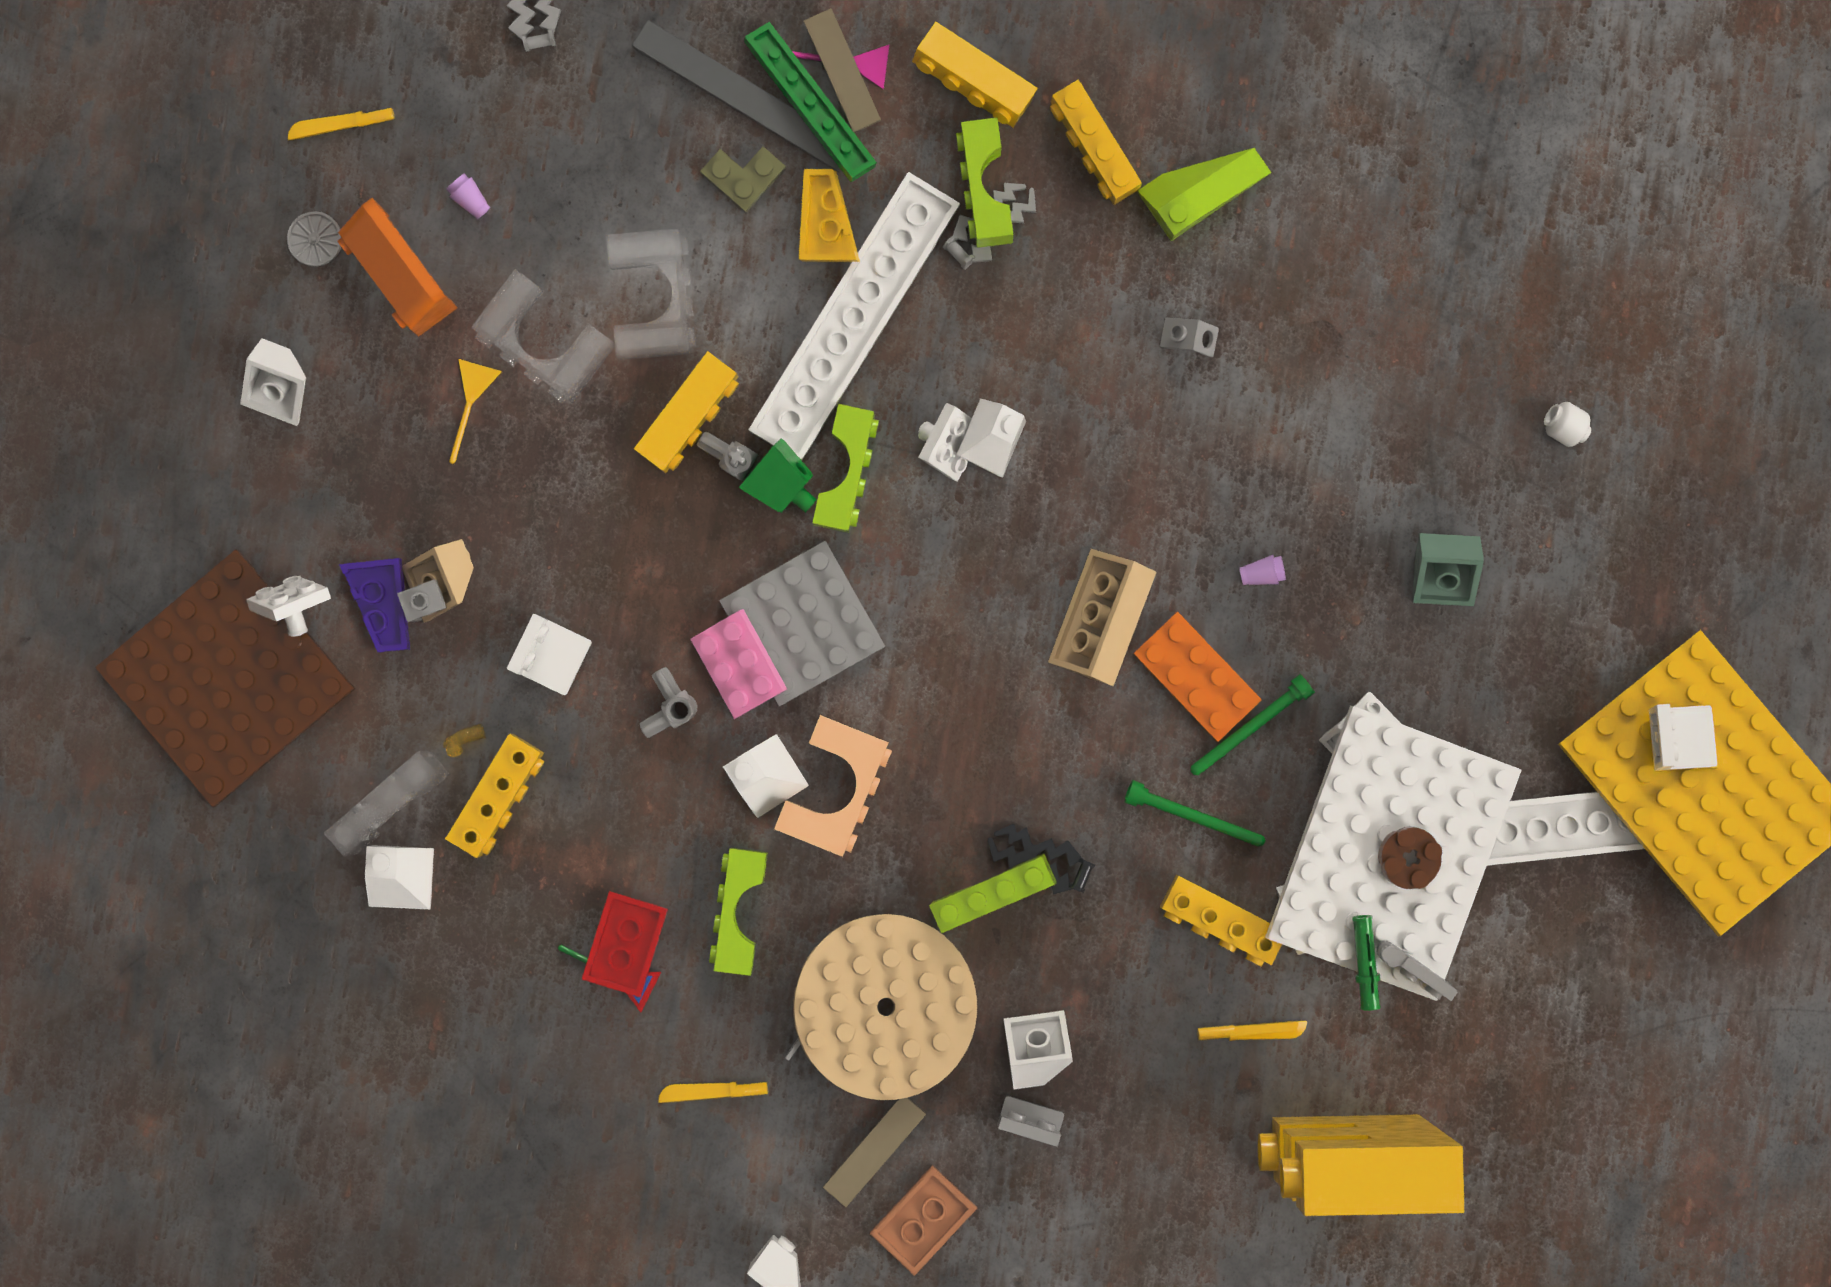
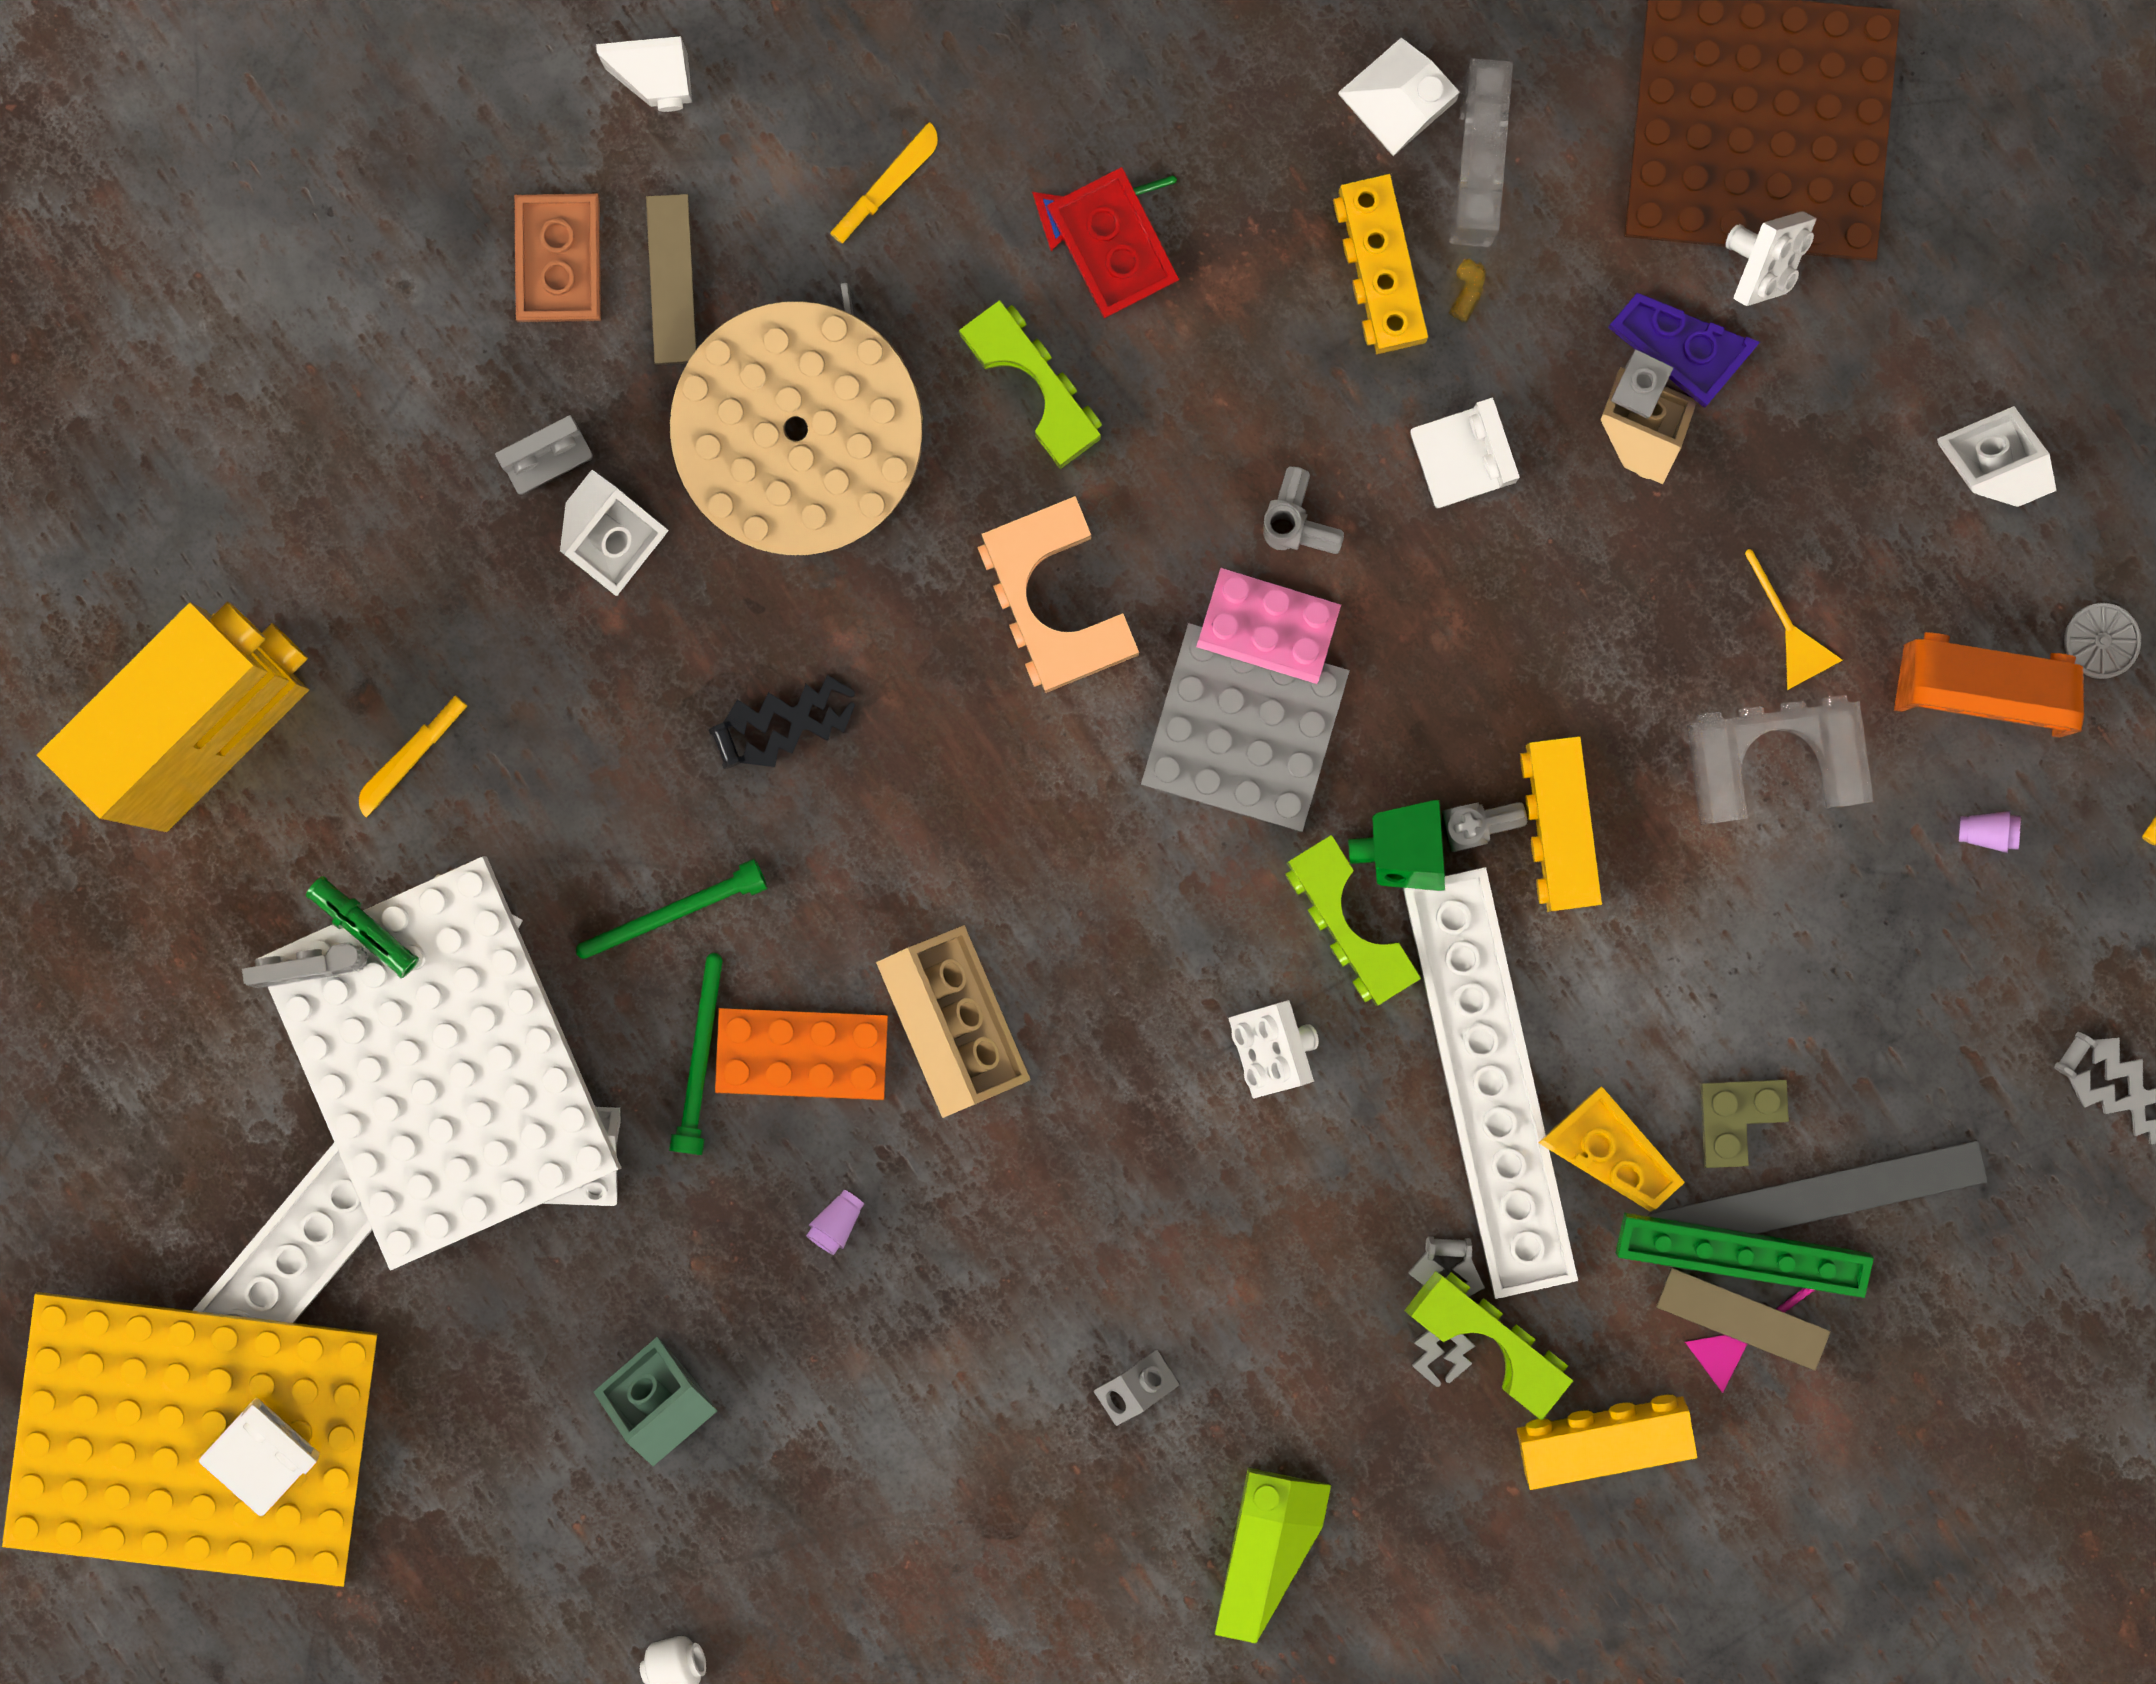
camera: 135 degrees right, 0 degrees up
(670, 332) = (1658, 889): clear arch -> none
(766, 776) = (1134, 541): white slope -> none
(992, 436) = (1236, 1093): white slope -> none
(992, 893) = (796, 641): lime arch -> none
(1095, 142) = (1419, 1492): yellow brick -> none
(1220, 918) = (547, 834): yellow brick -> none
(1427, 853) = (395, 1062): reddish brown plate -> none

